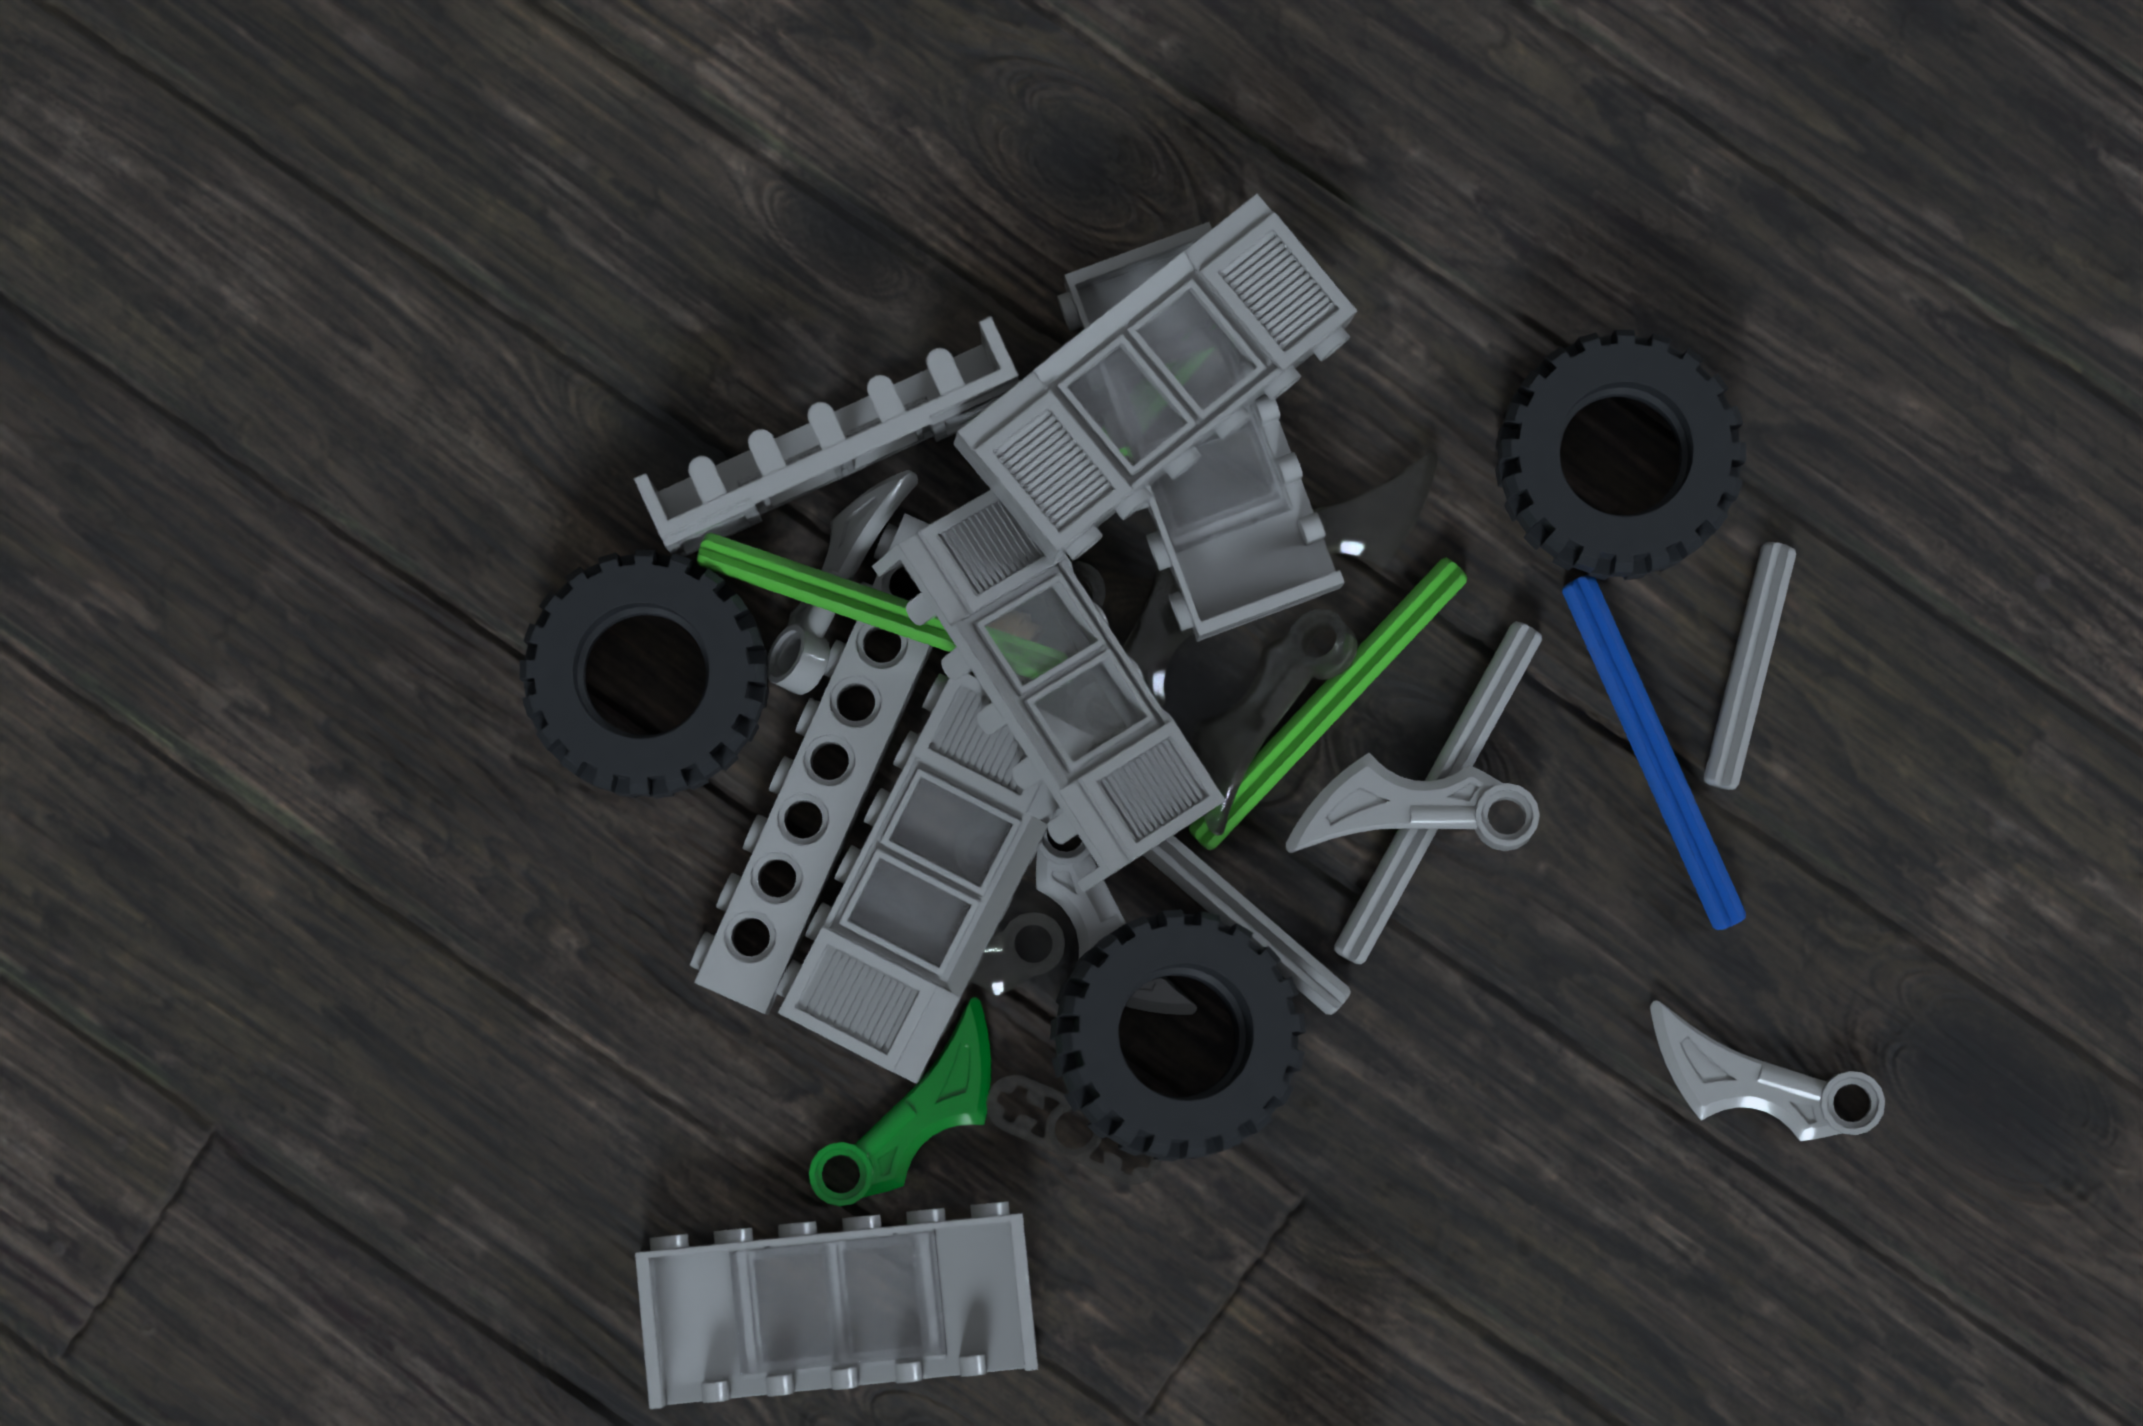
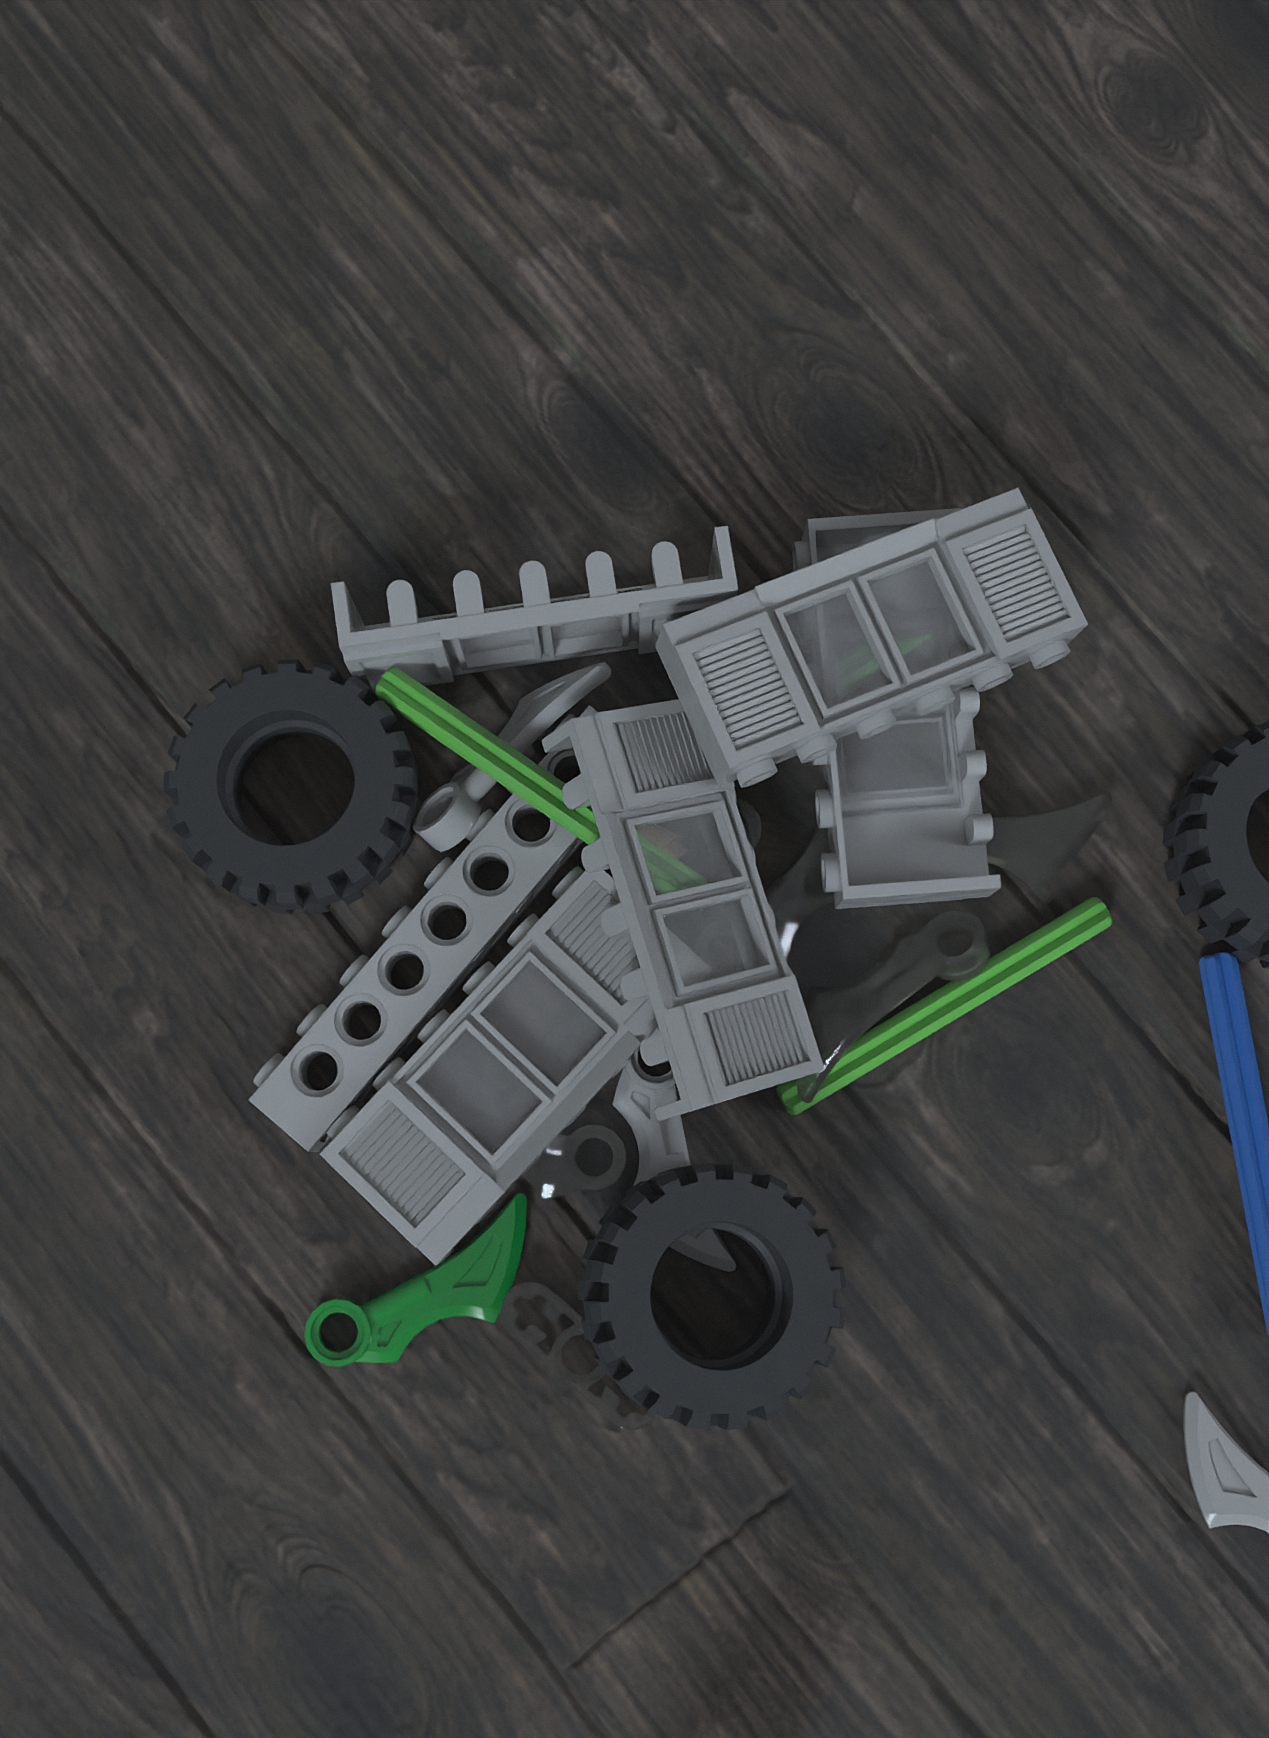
camera: 15 degrees right, 5 degrees down
(836, 1306) = (290, 1466): light grey window -> none
(1224, 900) = (791, 1167): light grey axle -> none
(1376, 799) = (970, 1111): light grey piece -> none
(1458, 752) = (1028, 1123): light grey axle -> none

